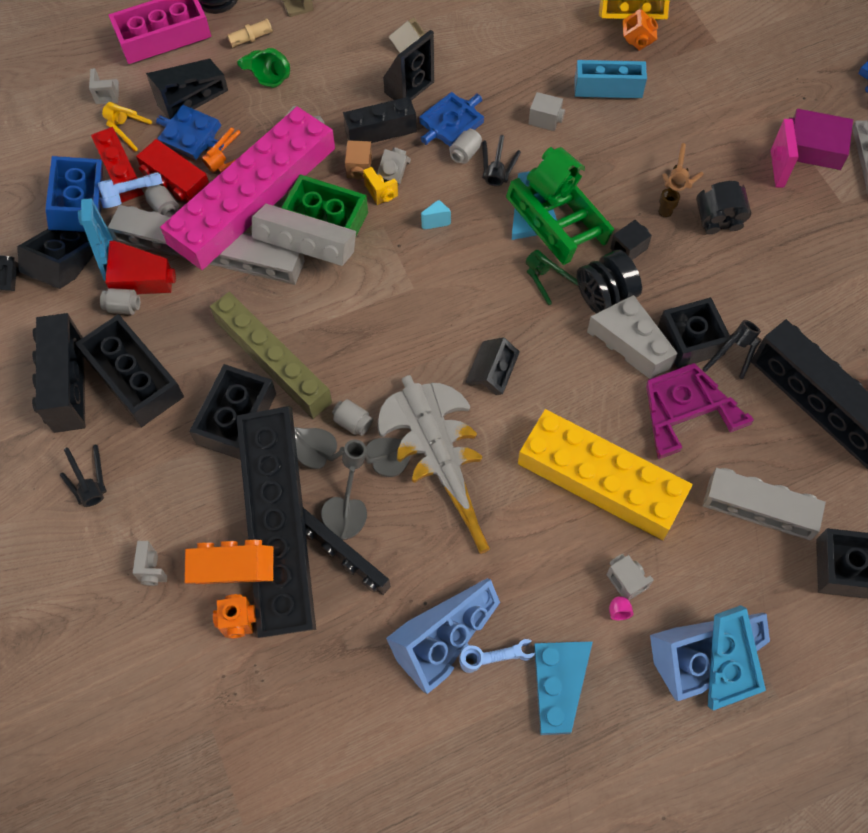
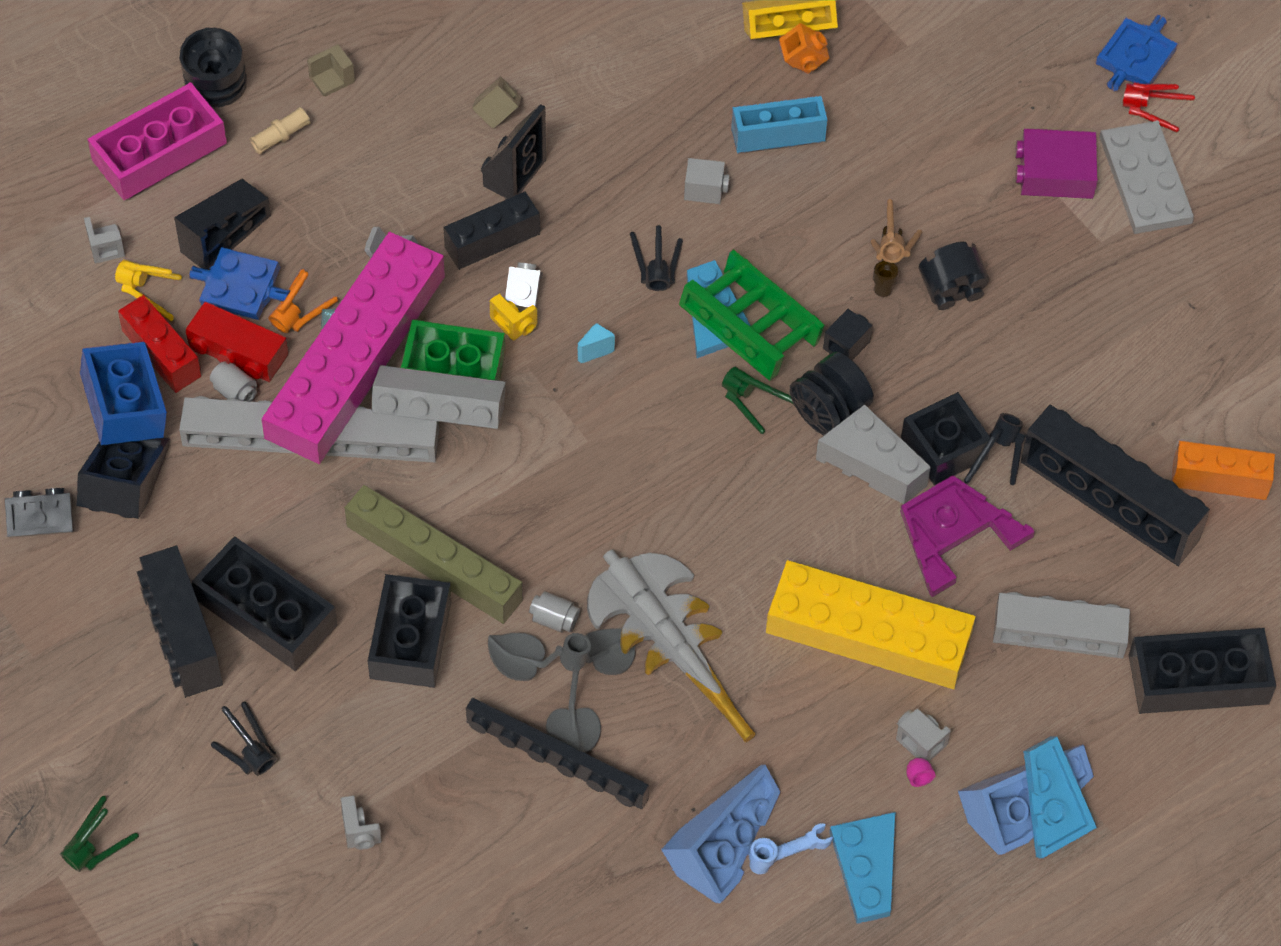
camera: 15 degrees left, 5 degrees down
(96, 232) = (176, 447): dark azure wing -> none
(110, 192) = (171, 382): light blue brick -> none
(120, 301) = (221, 521): light grey brick -> none
(138, 270) = (232, 479): red slope -> none
(229, 563) = (458, 801): orange brick -> none
(241, 622) = (478, 861): orange brick -> none
(267, 66) = (321, 177): green hair -> none
(277, 519) = (500, 745): black plate -> none
(358, 158) = (476, 285): medium nougat brick -> none
(450, 118) = (583, 211): blue plate -> none
(465, 146) = (611, 245): light grey brick -> none
(493, 365) = (710, 519): black panel -> none
(555, 175) = (739, 270): green brick -> none
(784, 153) = (1017, 191): dark pink plate -> none

